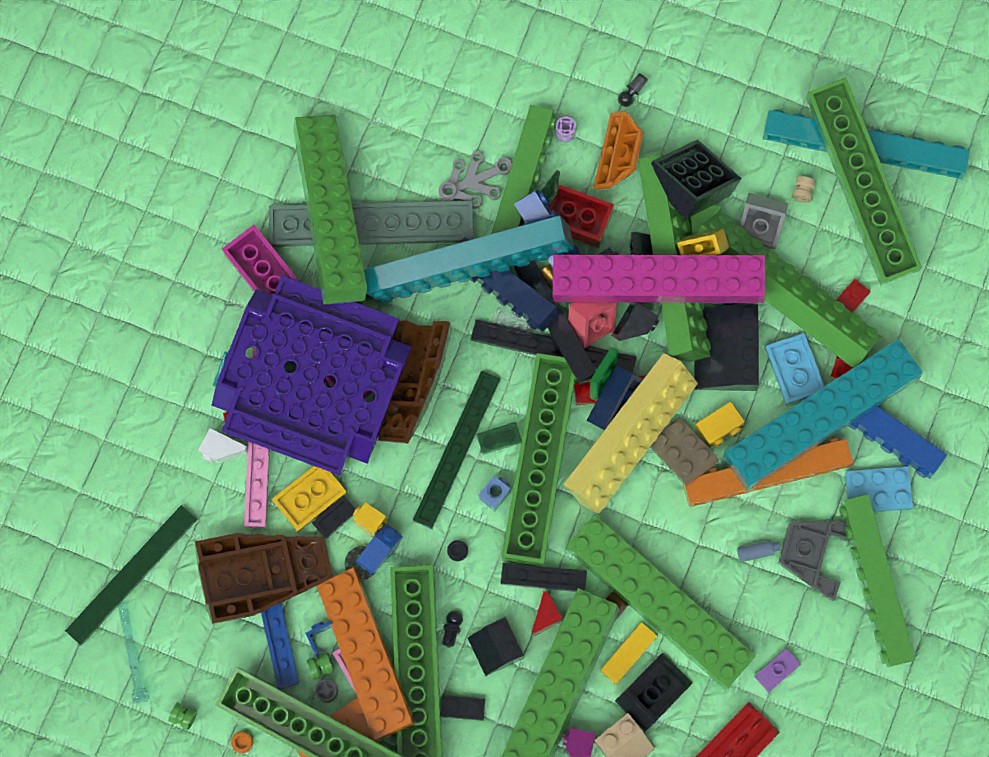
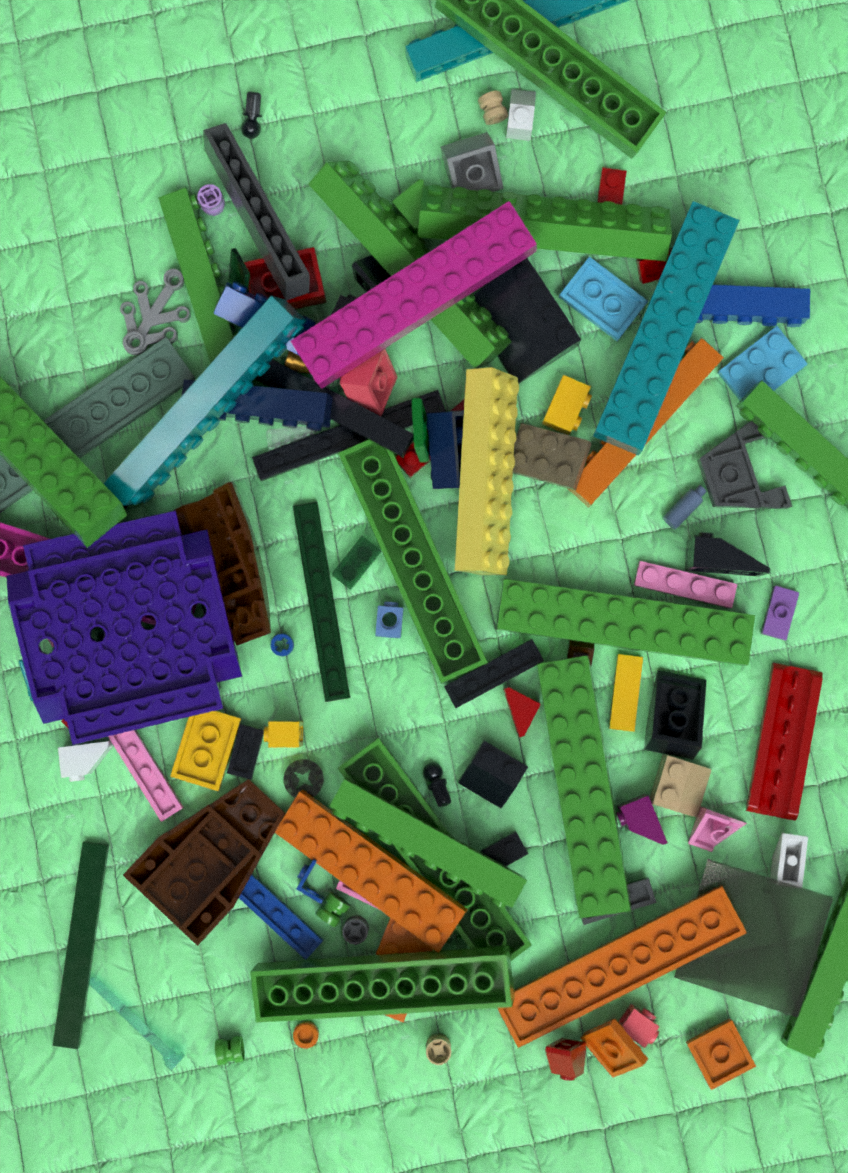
camera: 35 degrees left, 10 degrees up
(379, 549) = (313, 755): blue slope -> none
(407, 467) = (284, 652): none -> blue bush
(418, 658) = (427, 842): none -> bright green brick
(457, 550) = (390, 703): black plate -> none
(589, 156) = (256, 212): none -> dark grey brick
(619, 150) = (283, 183): orange wedge -> none
(635, 322) = (415, 357): black slope -> none
(694, 178) = (378, 166): black slope -> none
(704, 243) = (435, 229): yellow brick -> none
(722, 605) = (685, 584): none -> bright pink plate
(756, 599) = (717, 556): none -> black slope
(820, 206) = (521, 115): none -> white slope

